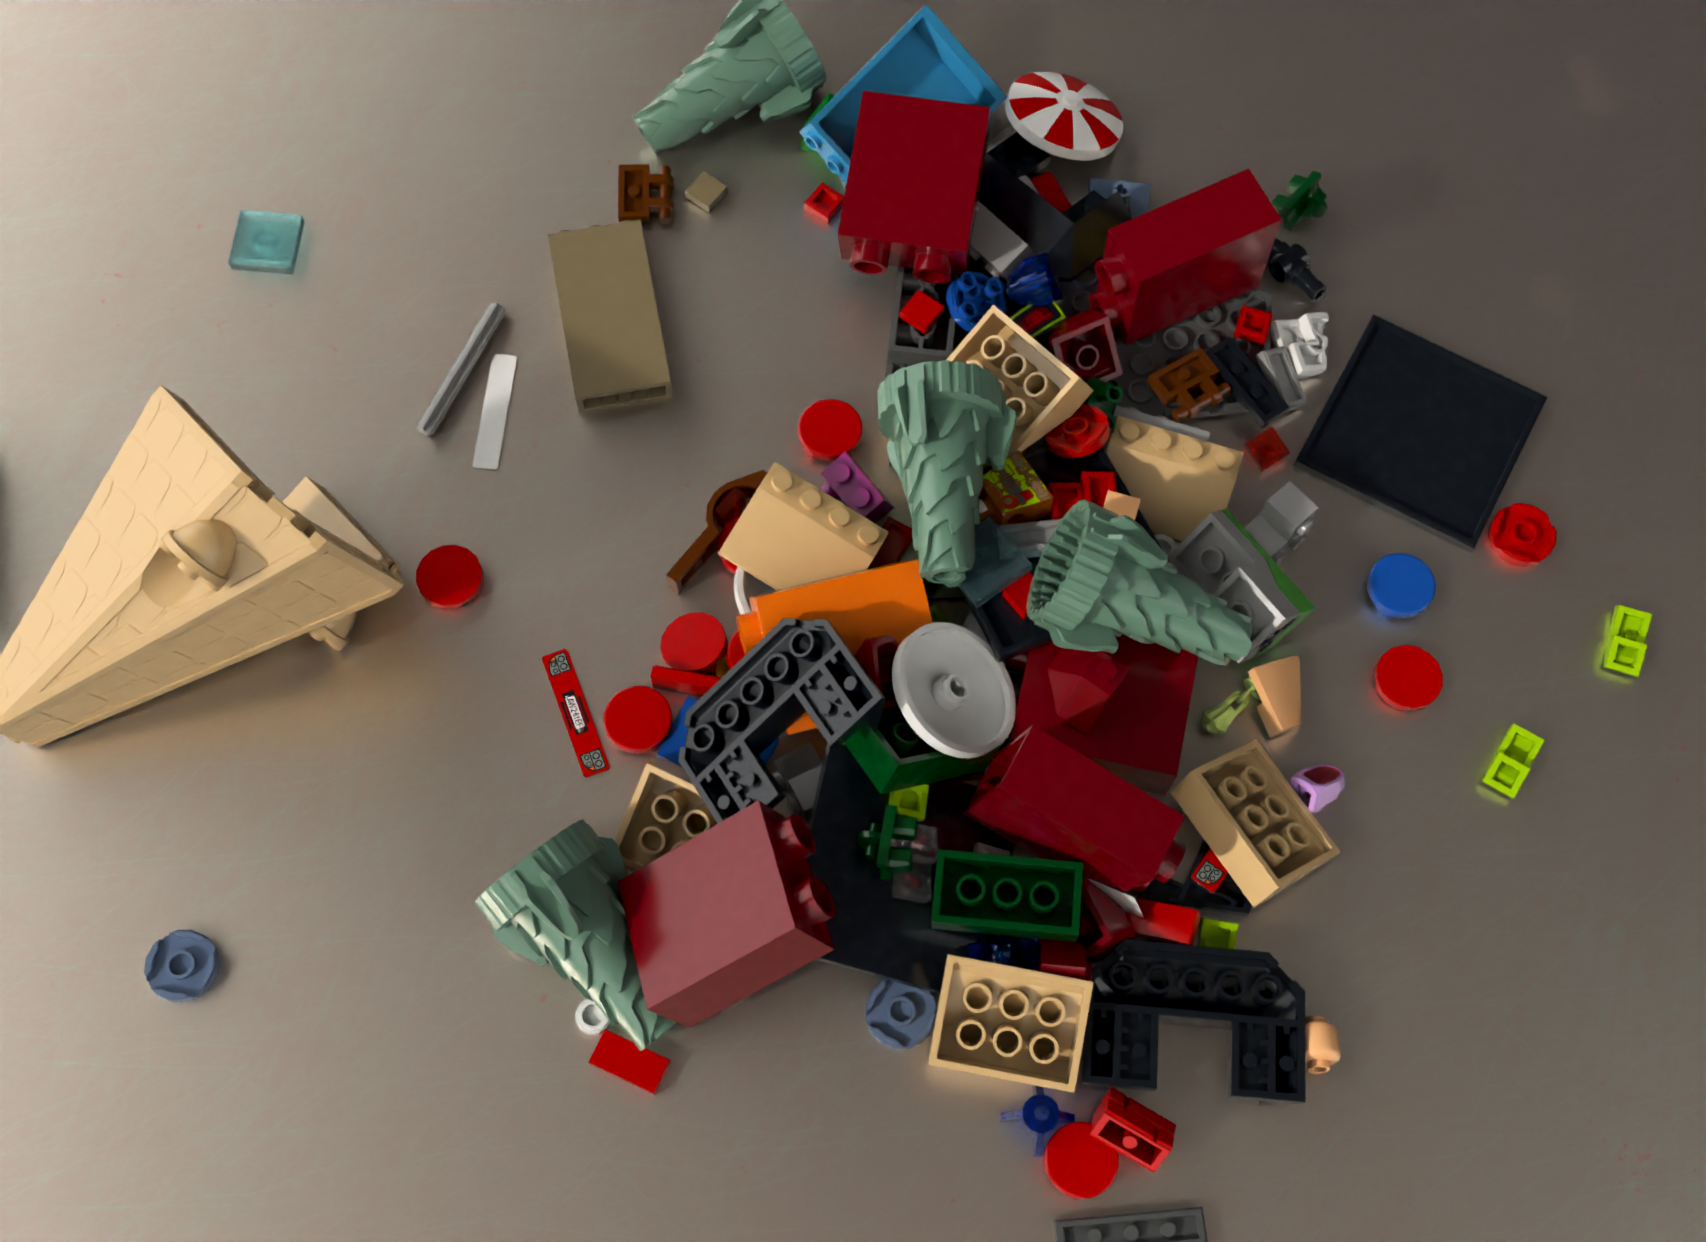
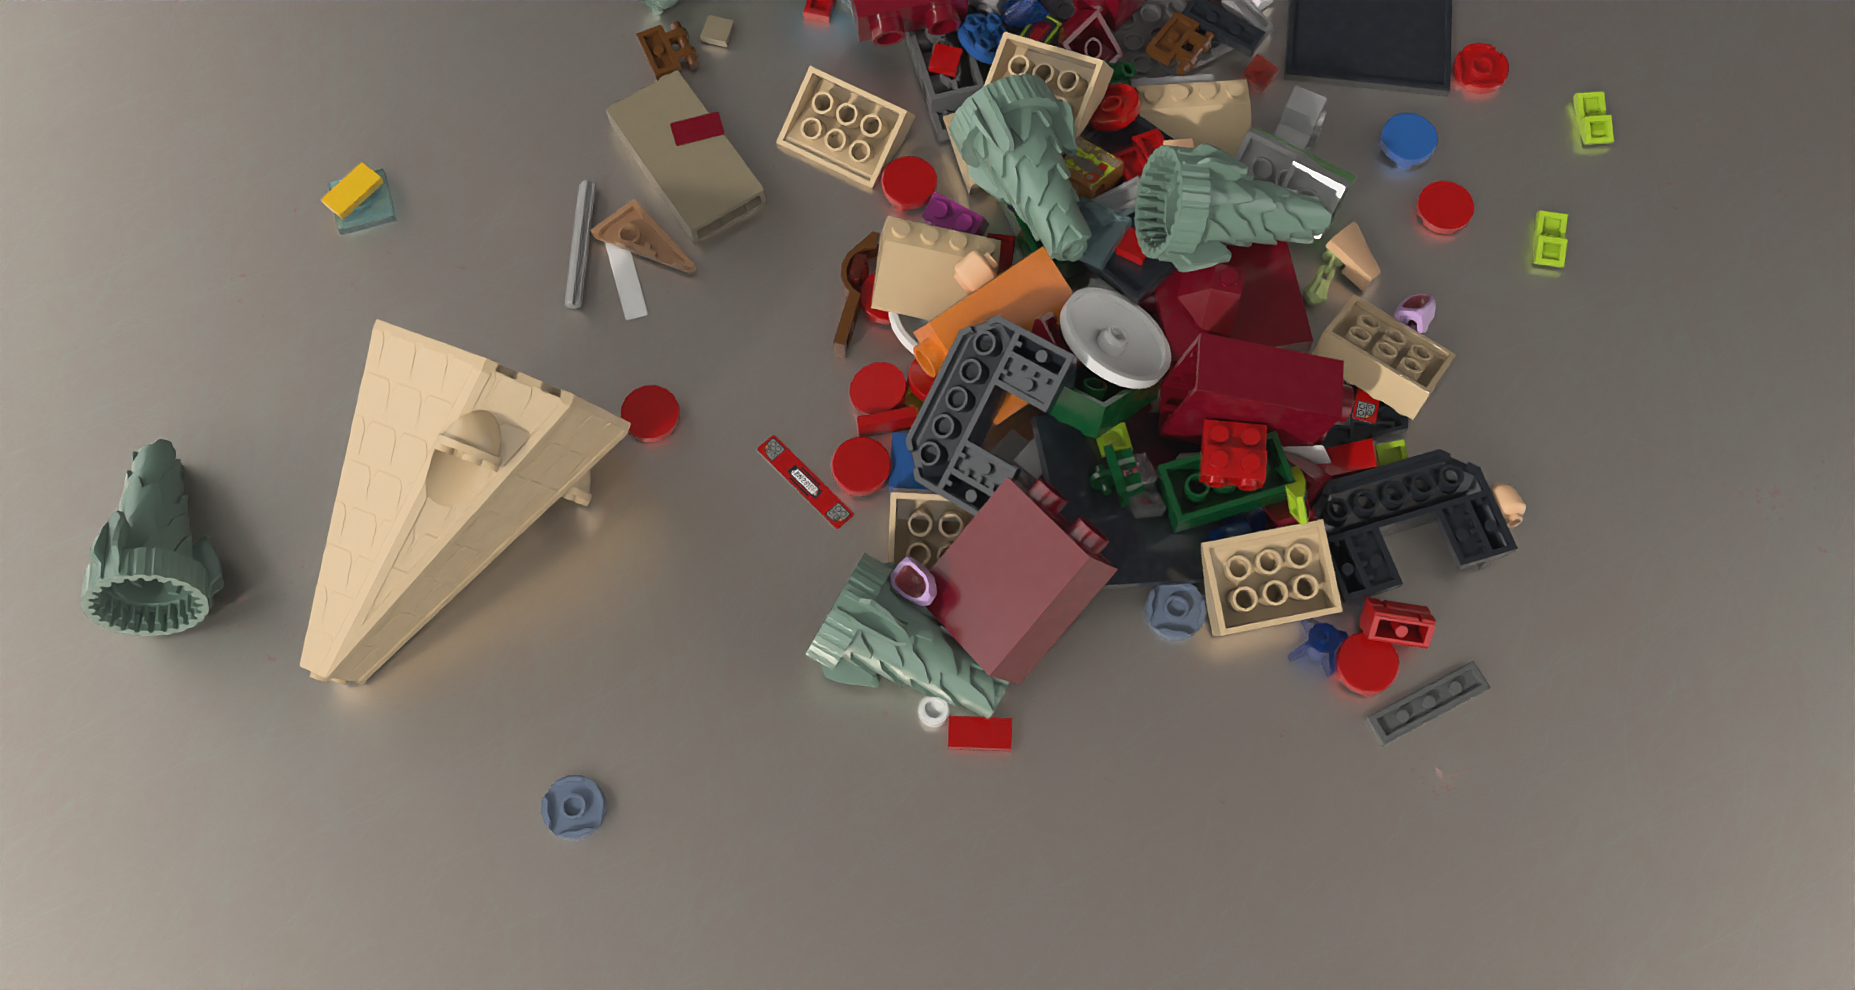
camera: 20 degrees left, 0 degrees up
(259, 227) = (352, 190): none -> yellow tile
(524, 379) = (638, 233): none -> medium nougat wing
(618, 872) = (914, 582): none -> rock
(631, 290) = (697, 128): none -> dark red sticker
(789, 344) = (844, 127): none -> tan slope
(841, 557) = (975, 270): none -> light nougat head
(1022, 871) = (1233, 454): none -> red plate
(1077, 945) = (1298, 497): none -> lime slope

